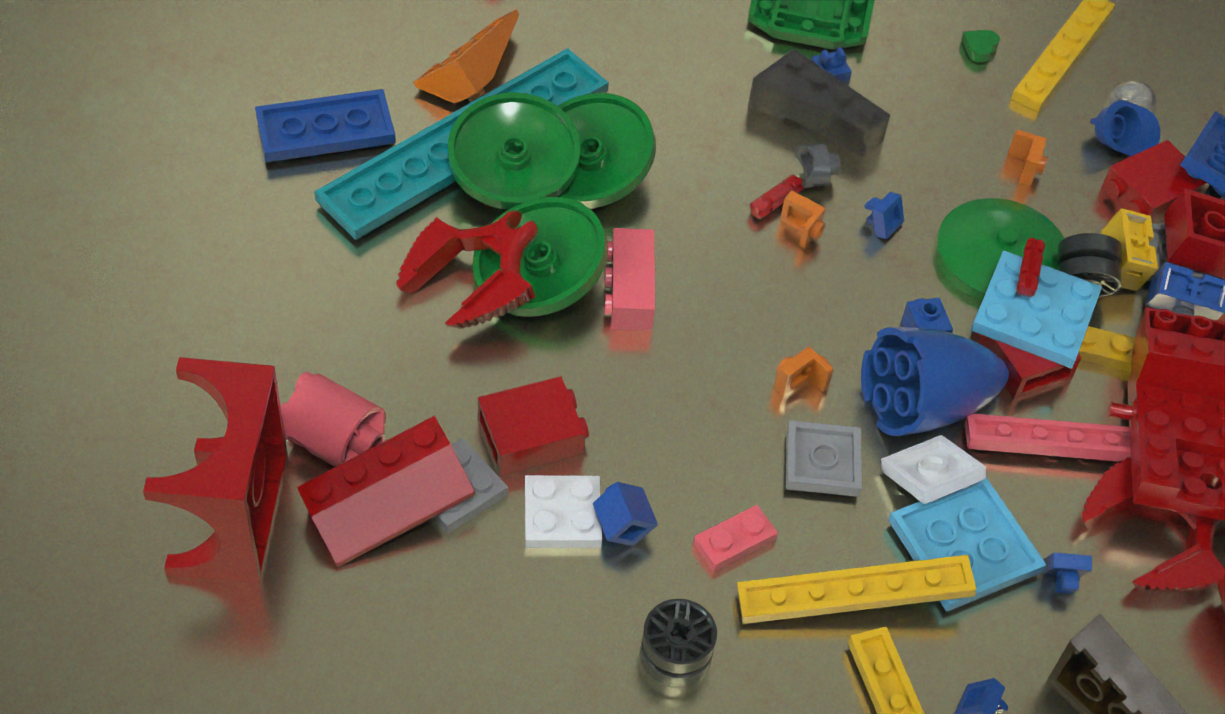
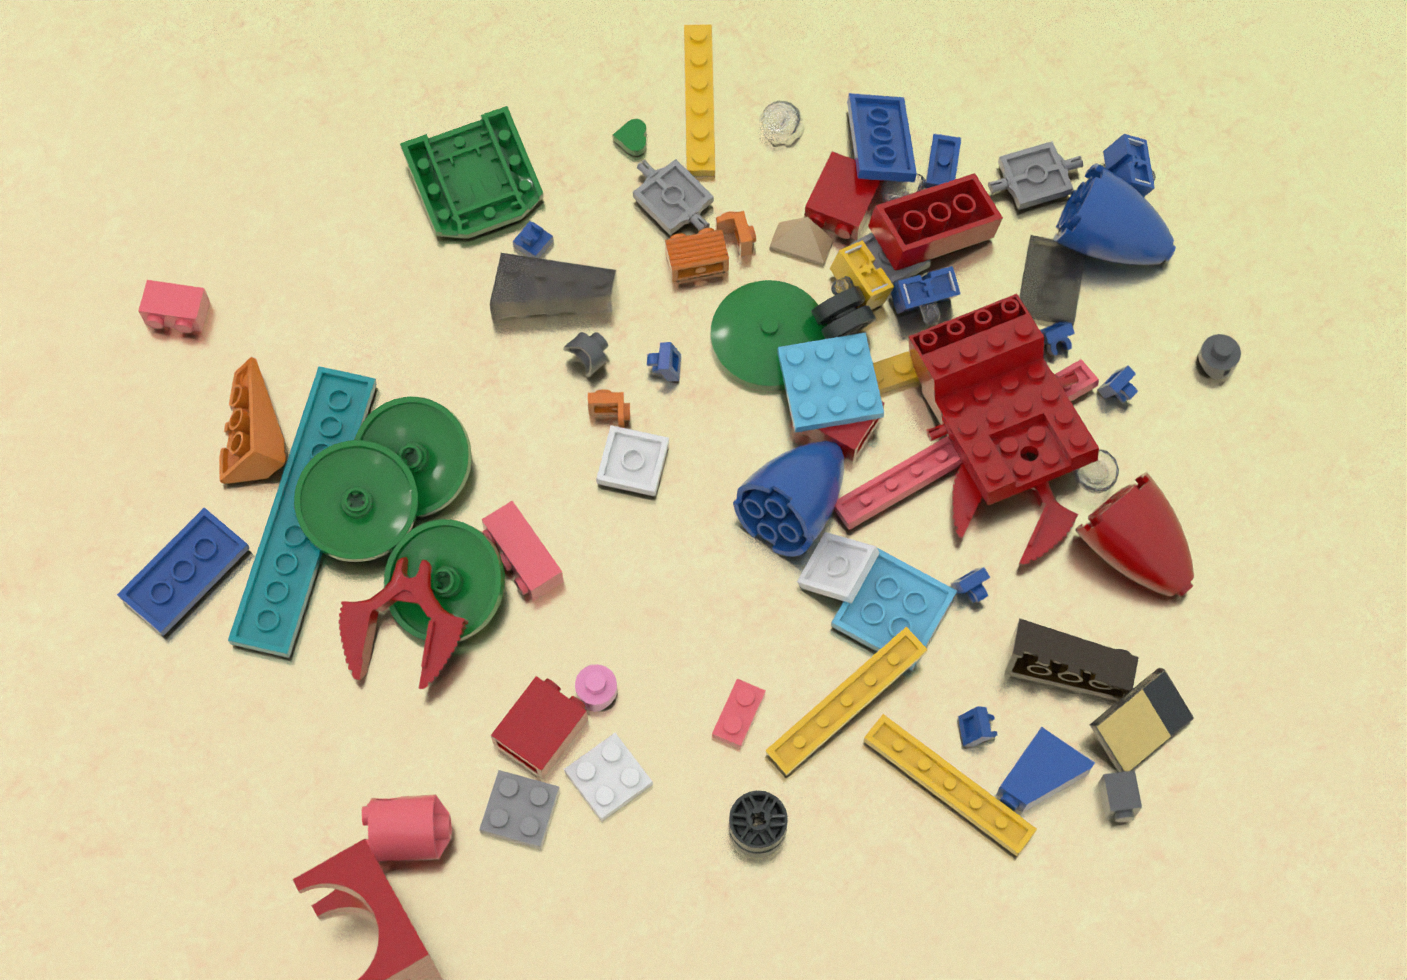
camera: 30 degrees left, 15 degrees up
(386, 491) = (483, 854): slope -> none
(611, 426) = (596, 687): none -> bright pink piece
(625, 513) = (655, 751): blue brick -> none
(775, 196) = (574, 398): red axle -> none
(793, 271) = (632, 460): none -> white plate
(800, 368) = (690, 549): orange bracket -> none
(823, 458) = (757, 608): light grey plate -> none
(926, 314) = (757, 443): blue brick -> none
(976, 153) = (696, 254): none -> orange brick
(986, 101) = (673, 196): none -> light grey plate
(1030, 267) = (809, 355): red axle -> none
(1089, 197) = (802, 240): none -> tan slope
(1127, 127) = (794, 155): blue piece -> none

